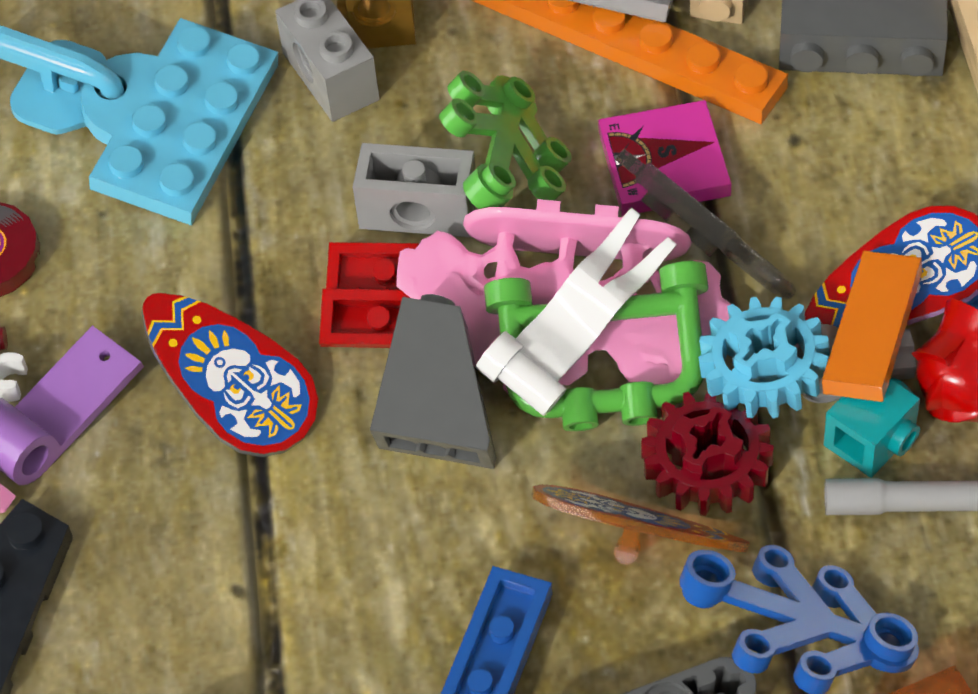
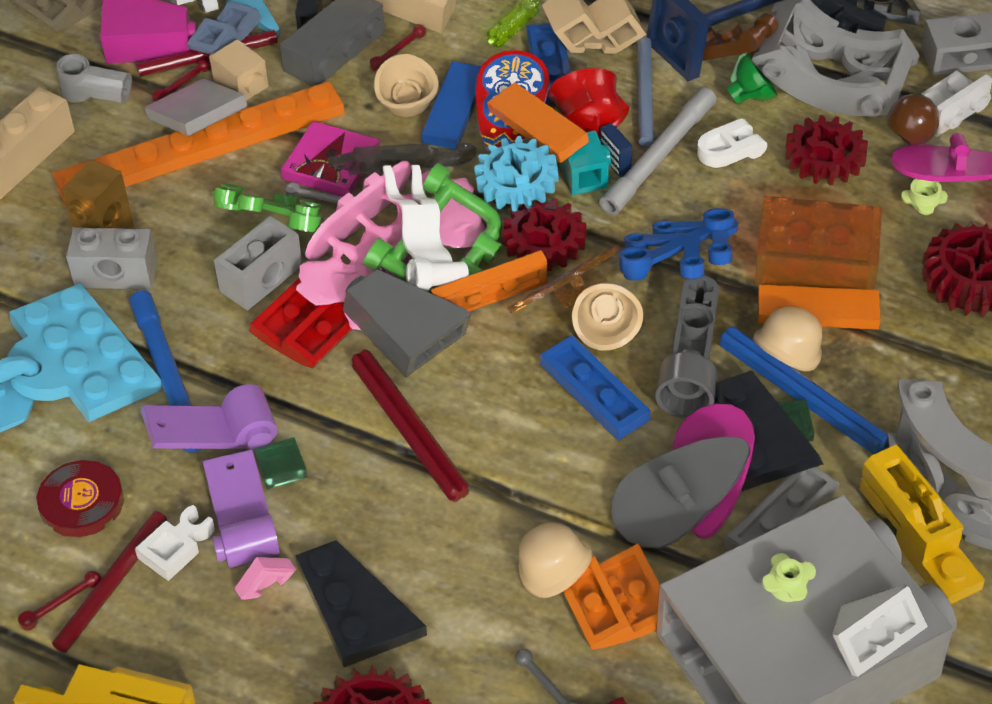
camera: 60 degrees left, 5 degrees down
(123, 277) = (239, 423): none -> medium lavender door
(150, 403) = (280, 463): none -> clear green tile
(155, 271) = (150, 325): none -> blue piece
(231, 375) = (304, 409): shield -> none
(294, 497) = (410, 426): none -> dark red axle
(567, 445) = (496, 283): none -> orange tile
(587, 155) = (295, 190): none -> light grey hinge
(611, 600) = (607, 316): none -> tan helmet
(830, 150) = (405, 85): none -> tan helmet
(840, 229) = (452, 107): none -> blue tile
(874, 103) = (418, 32): none -> dark red hinge
(927, 443) = (619, 148): none -> dark blue tile

